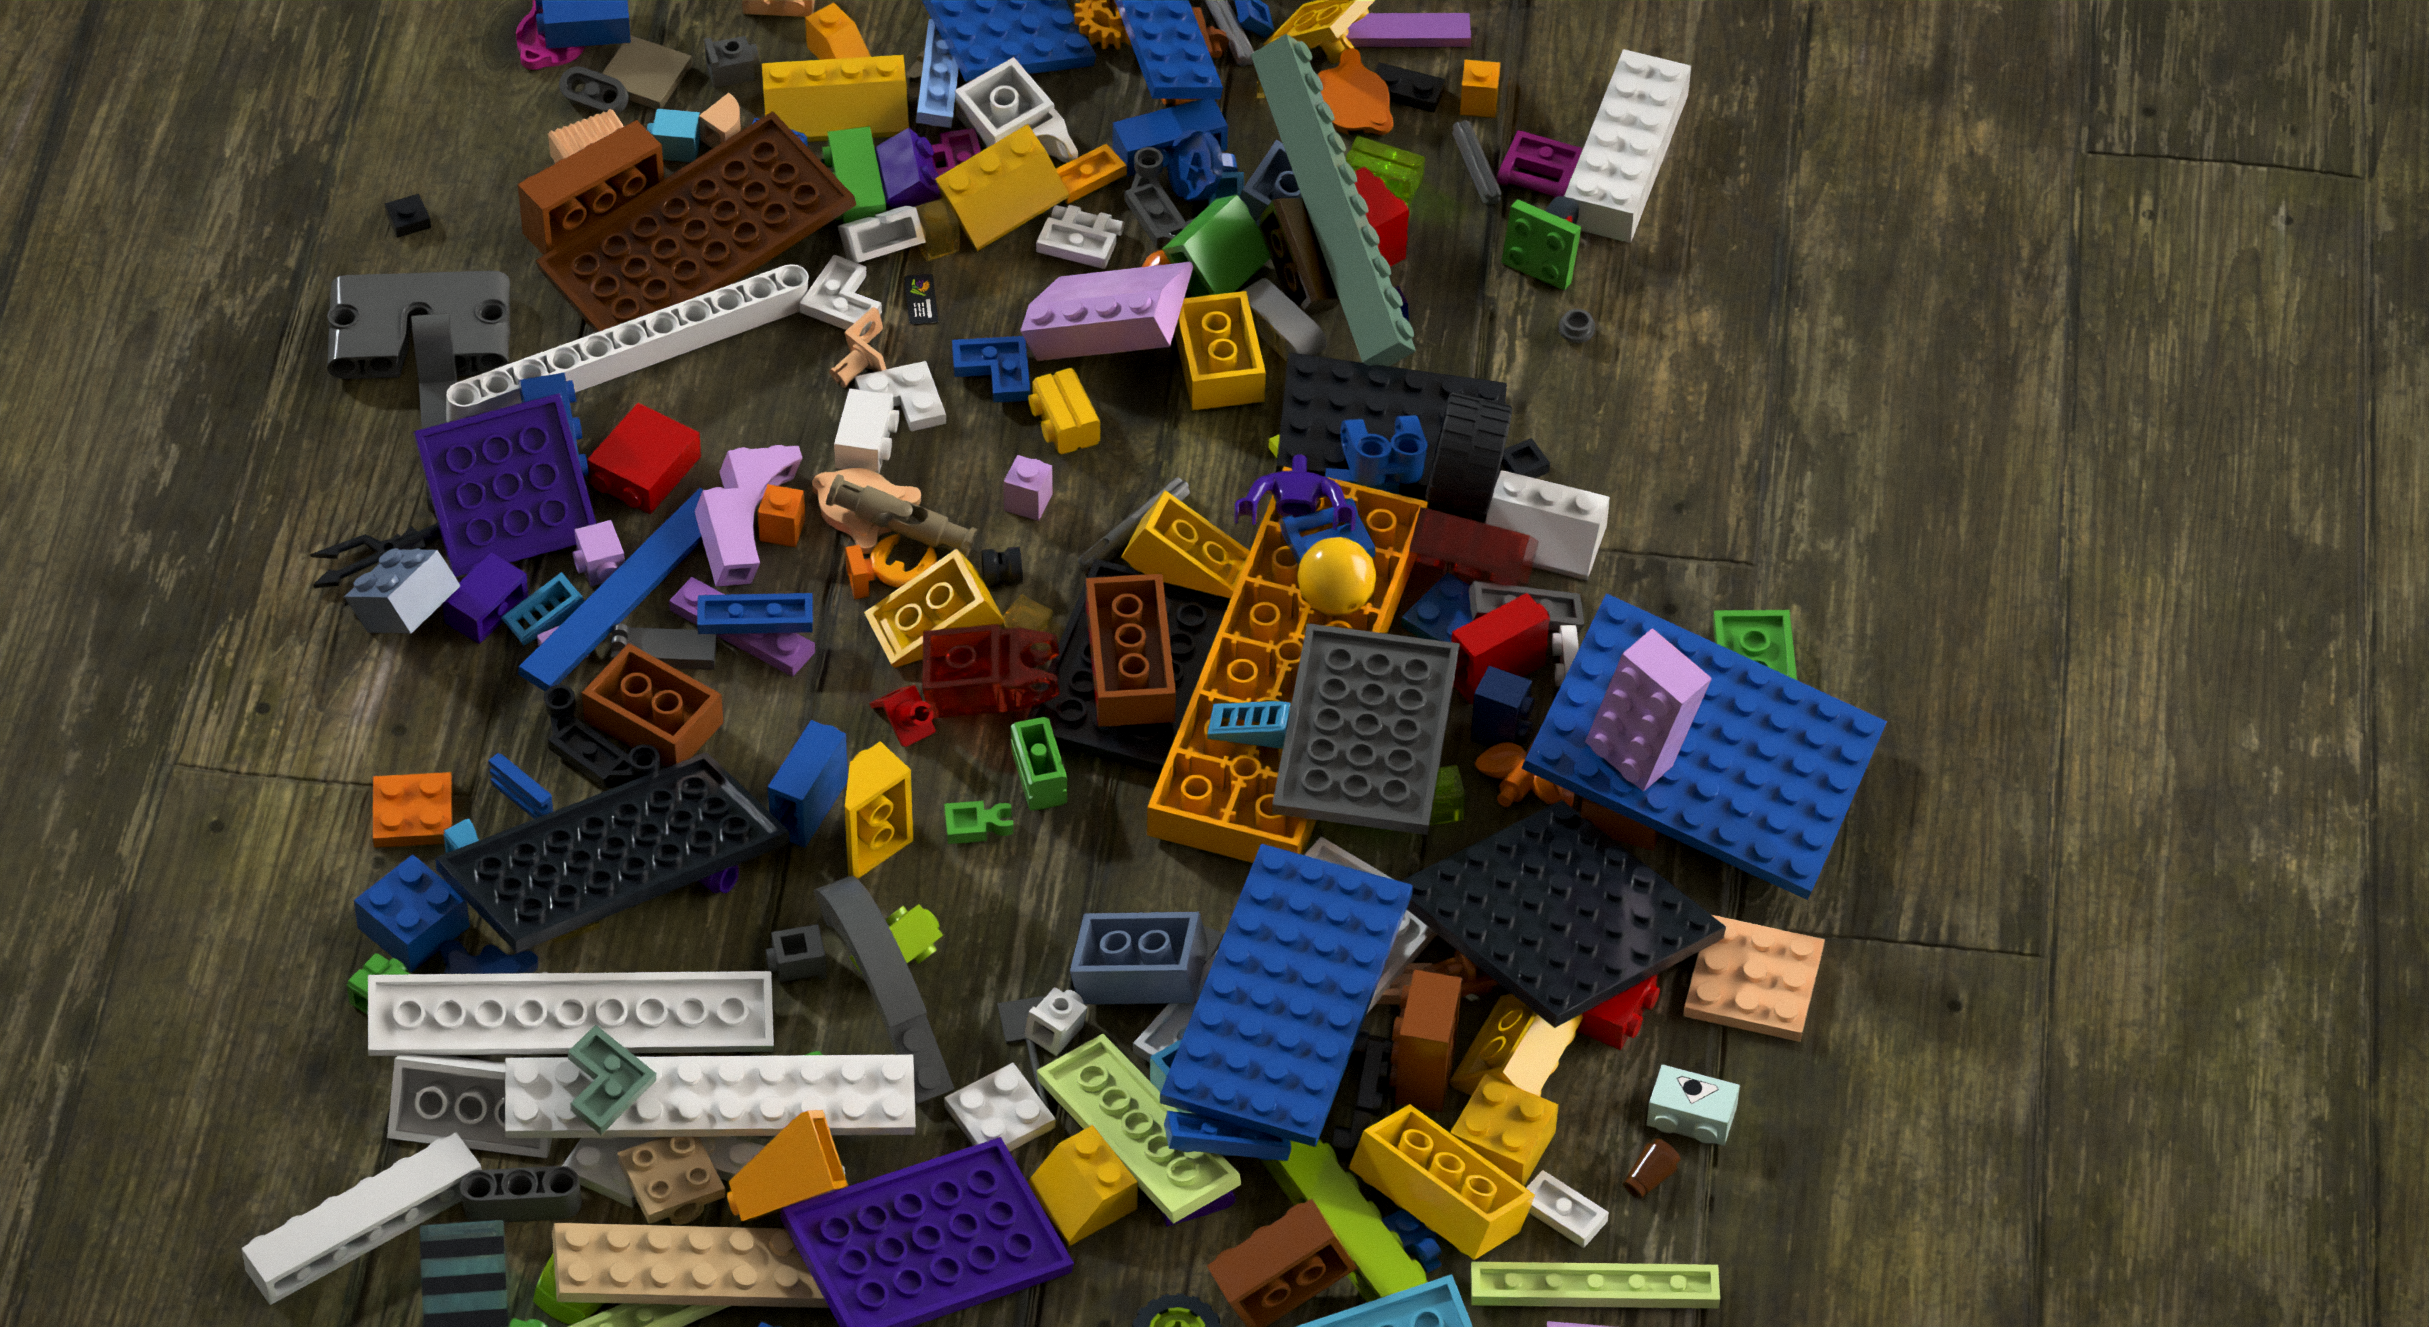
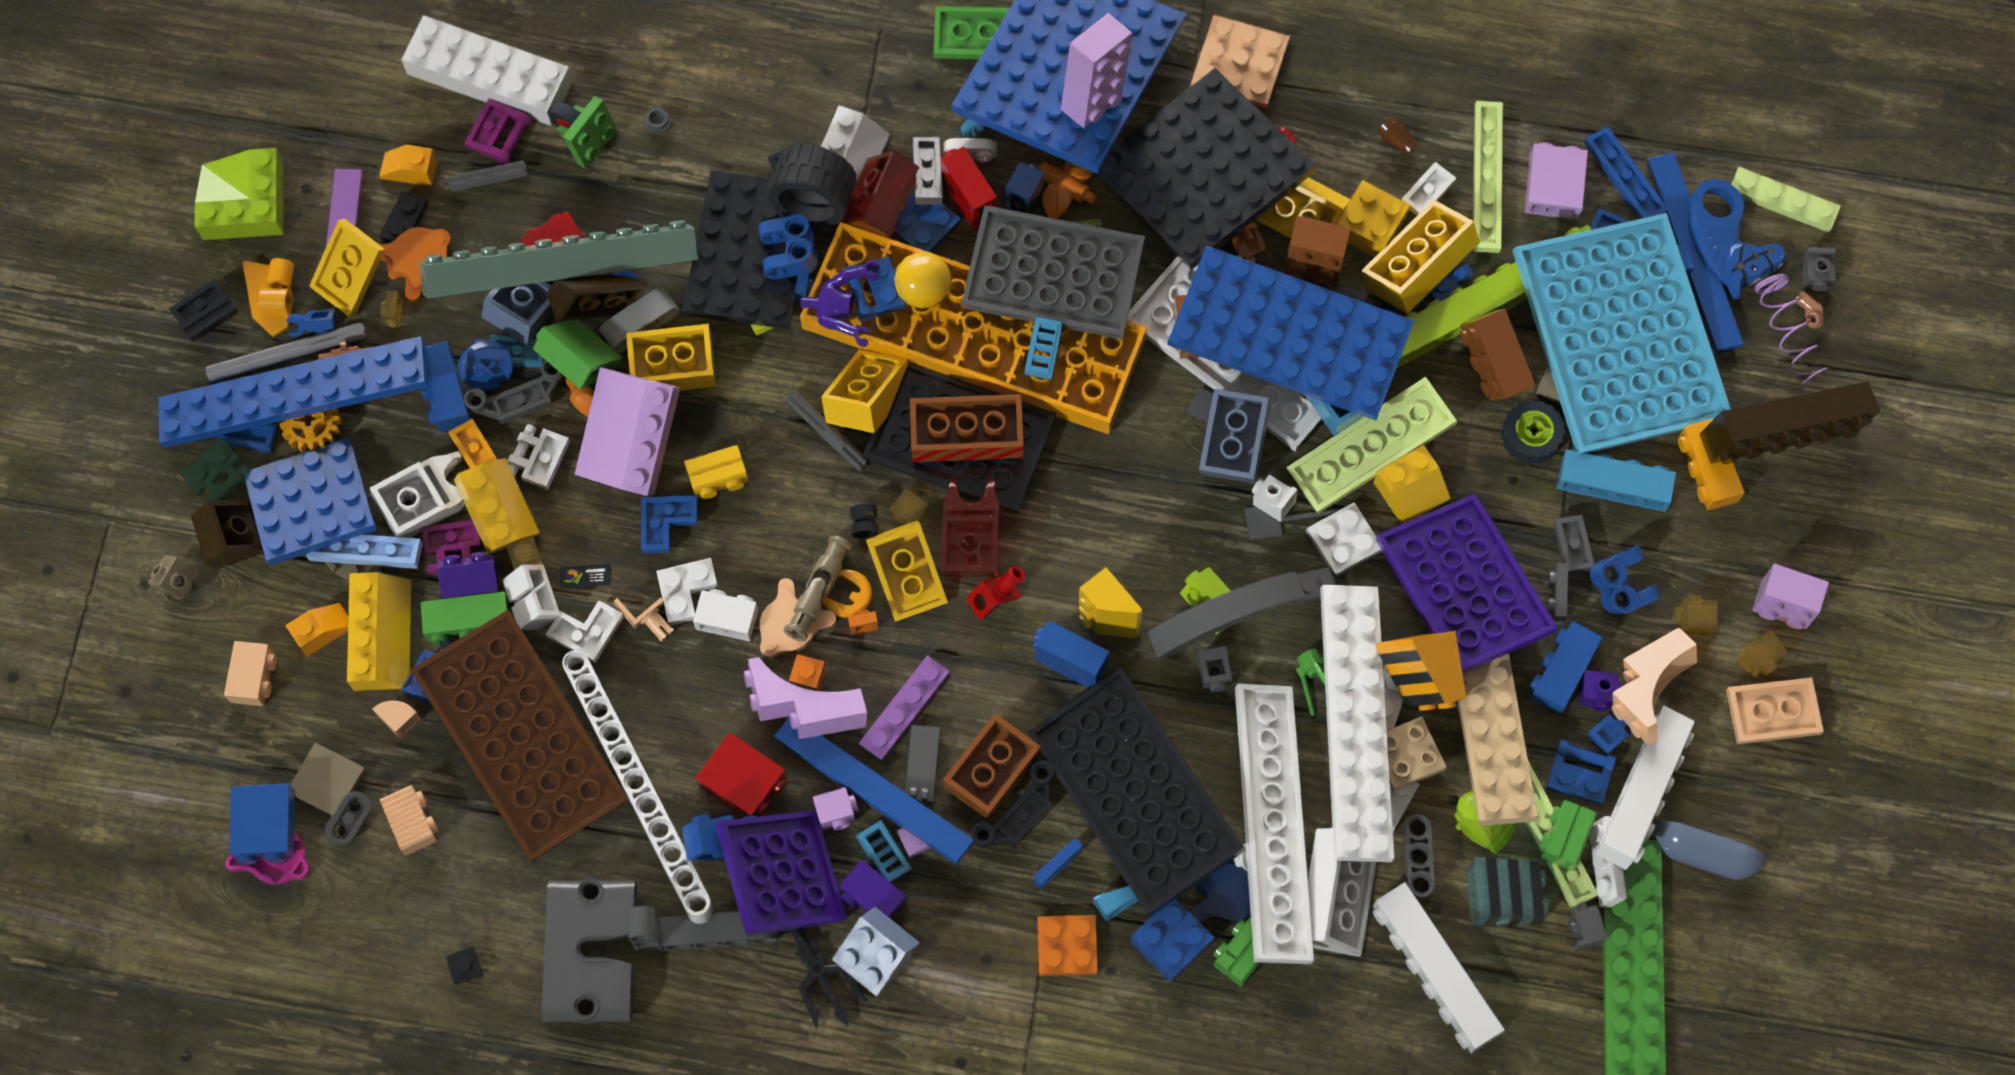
camera: 85 degrees left, 20 degrees up
(589, 185) = (469, 819): dark orange brick -> none
(616, 1075) = (1365, 776): sand green plate -> none
(677, 133) = (404, 754): medium azure brick -> none
(730, 61) = (329, 719): dark grey brick -> none
(755, 613) = (910, 692): blue plate -> none
(970, 821) = (1096, 550): bright green plate -> none
(1028, 487) = (791, 499): lavender brick -> none
(1038, 763) = (1055, 499): bright green brick -> none
(1204, 1134) = (1400, 396): blue plate -> none
(1396, 167) = (497, 230): clear neon green brick -> none
(1692, 1105) = (1349, 104): light aqua brick -> none

